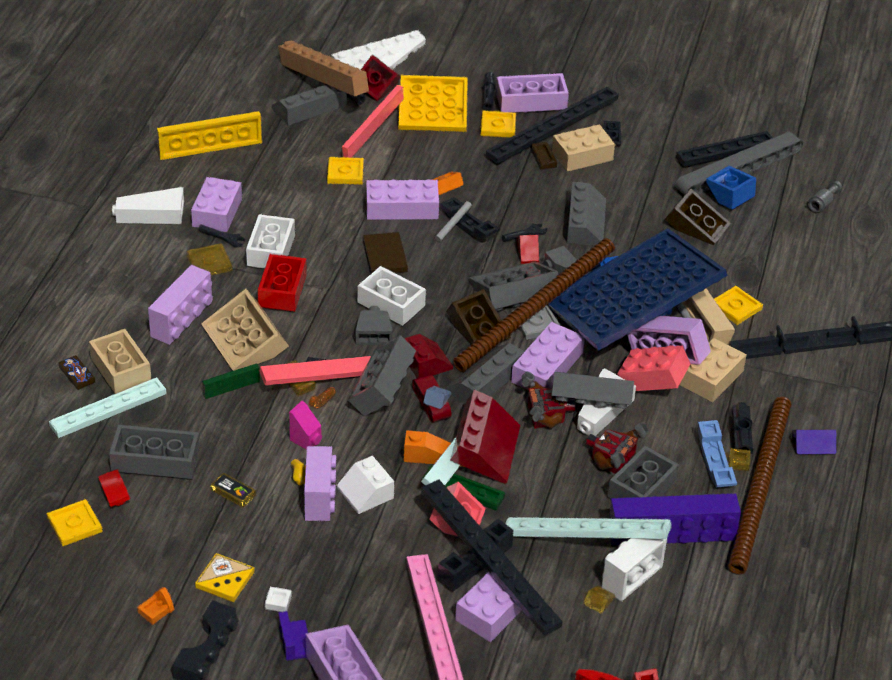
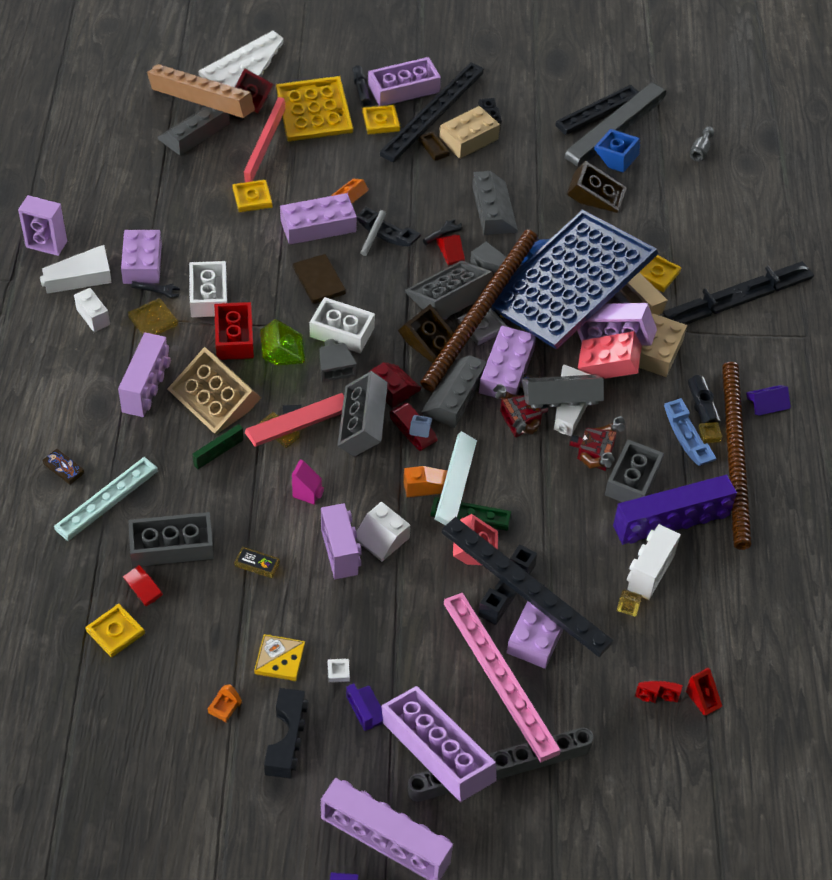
camera: 15 degrees left, 10 degrees up
(120, 361) = (104, 447): tan brick -> none
(129, 159) = (42, 225): none -> lavender brick
(152, 242) = (92, 309): none -> white brick
(209, 135) = (110, 183): yellow plate -> none
(298, 472) = (315, 530): yellow arm -> none
(319, 401) = (311, 447): clear orange arm -> none
(326, 303) = (281, 344): none -> clear neon green slope
(486, 437) = (477, 459): dark red slope -> none
(590, 527) = (605, 536): light aqua tile -> none

